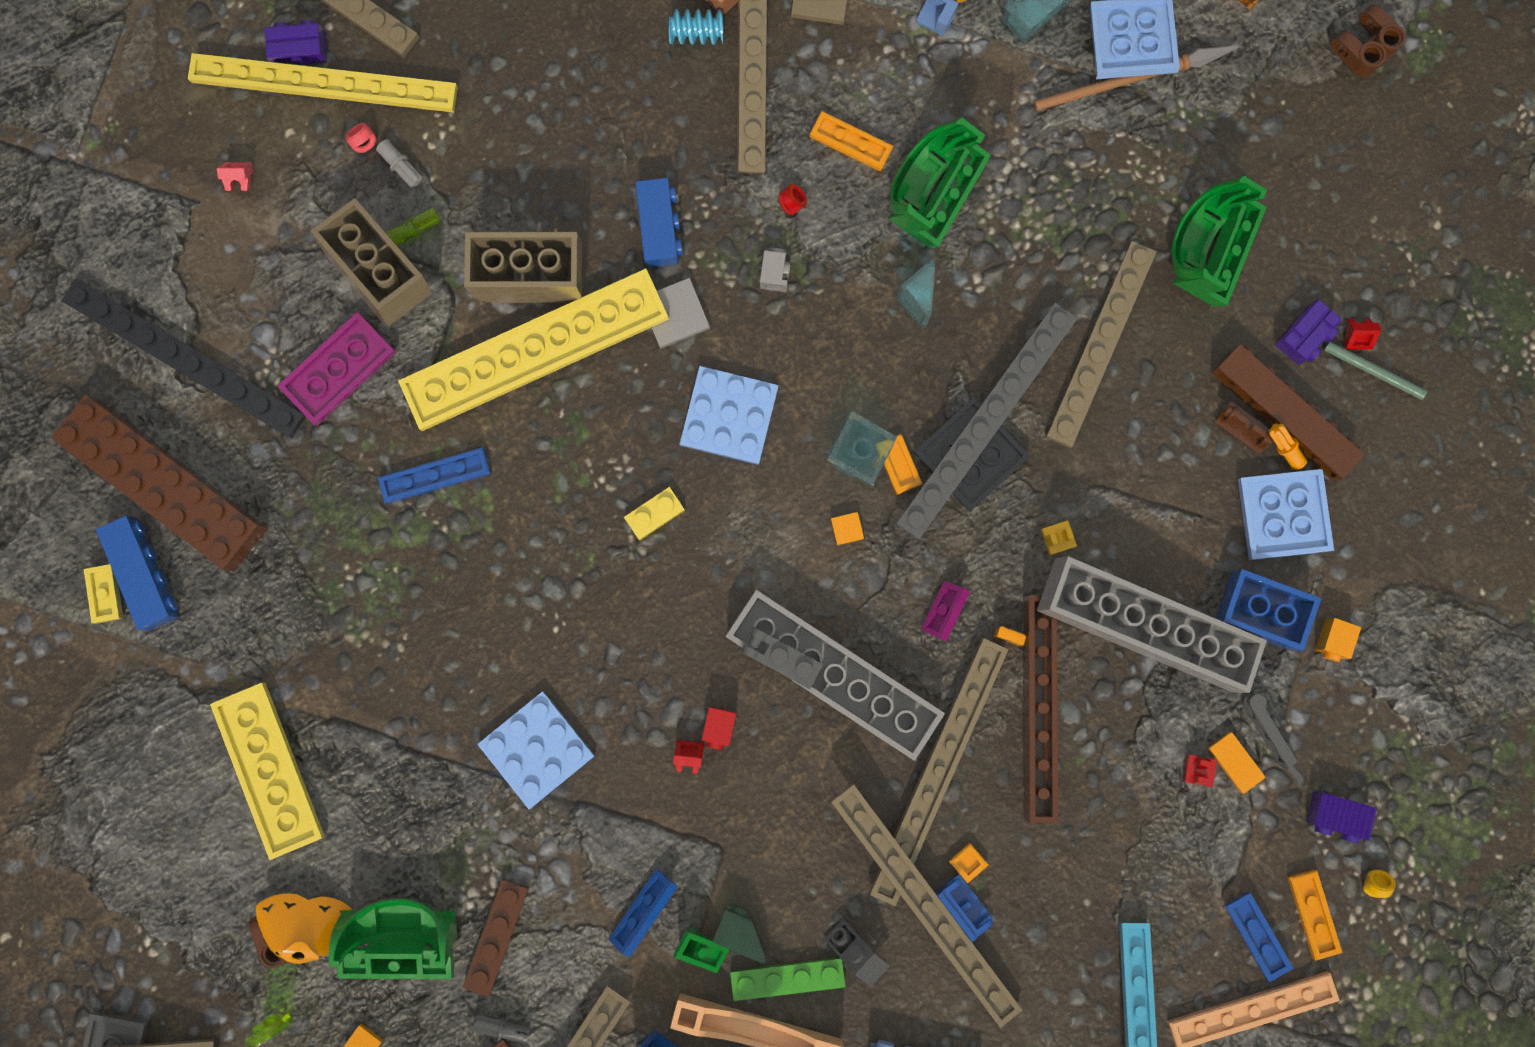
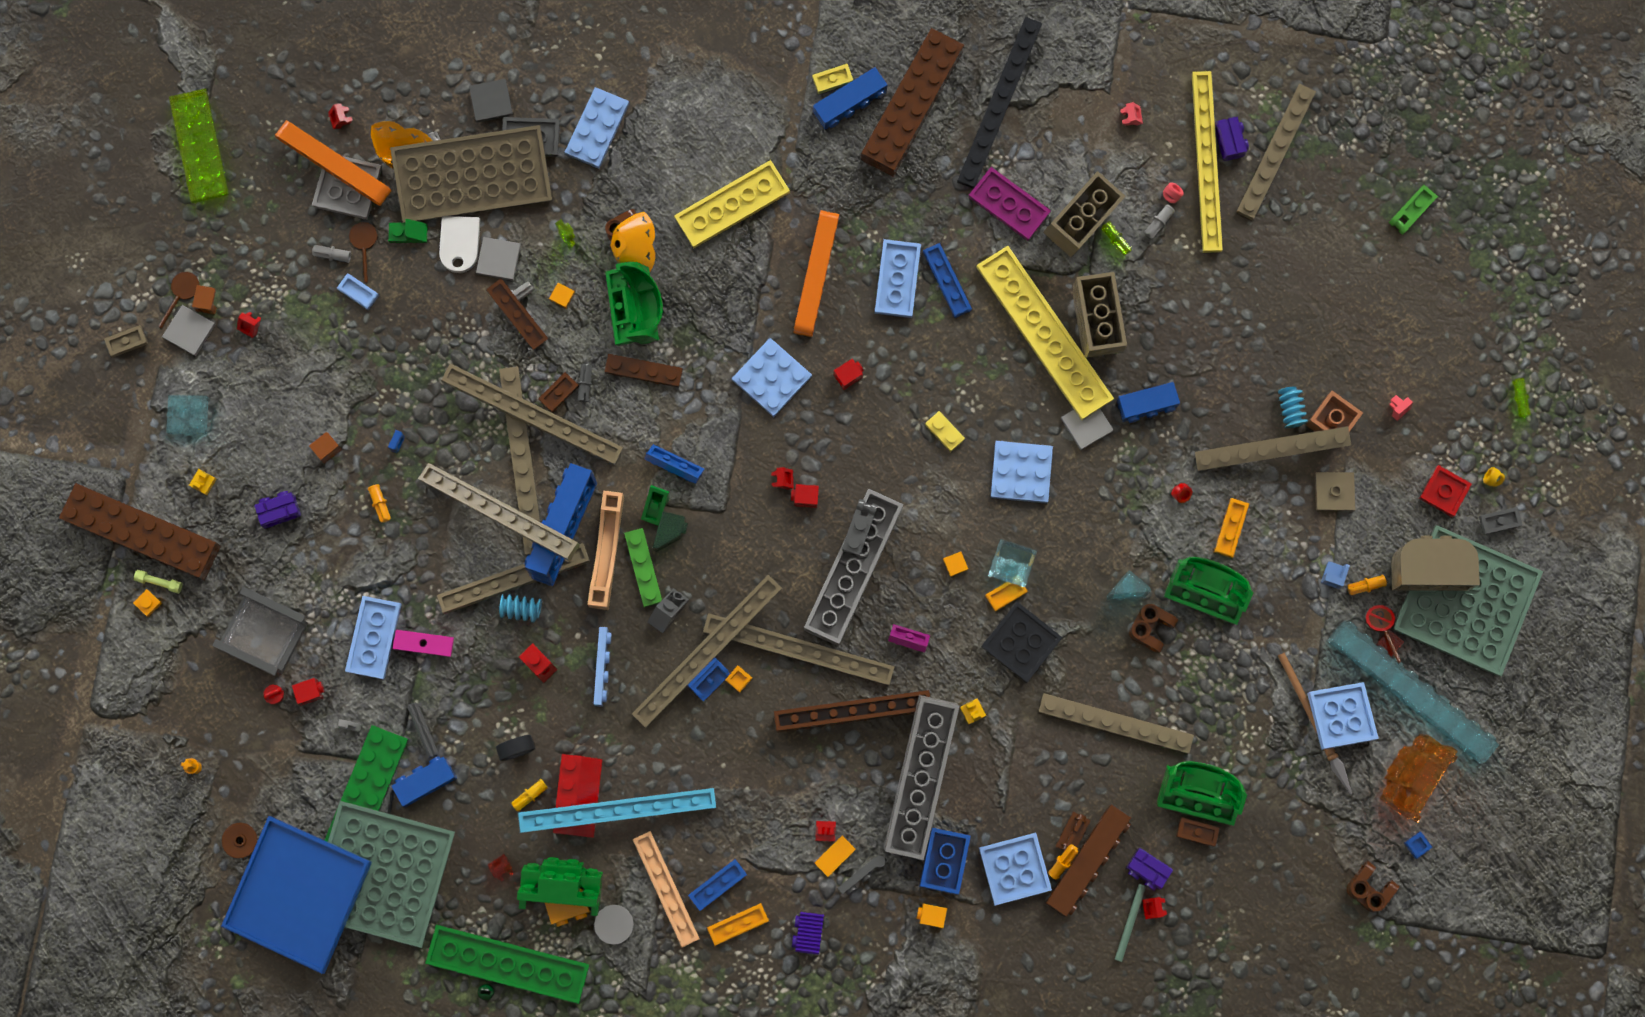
camera: 75 degrees right, 5 degrees down
(114, 956) = (597, 127): none -> light blue plate
(393, 662) = (816, 273): none -> orange beam
(420, 545) = (897, 278): none -> light blue plate
(549, 637) = (848, 373): none -> red brick
(774, 270) = (1128, 487): light grey brick -> none
(972, 275) = (1147, 624): none -> reddish brown piece
(986, 421) = (1046, 647): dark grey plate -> none
(1010, 635) = (899, 684): light orange tile -> none
(1265, 258) = (1197, 832): none -> reddish brown plate
(1379, 884) = (765, 966): yellow tile -> none

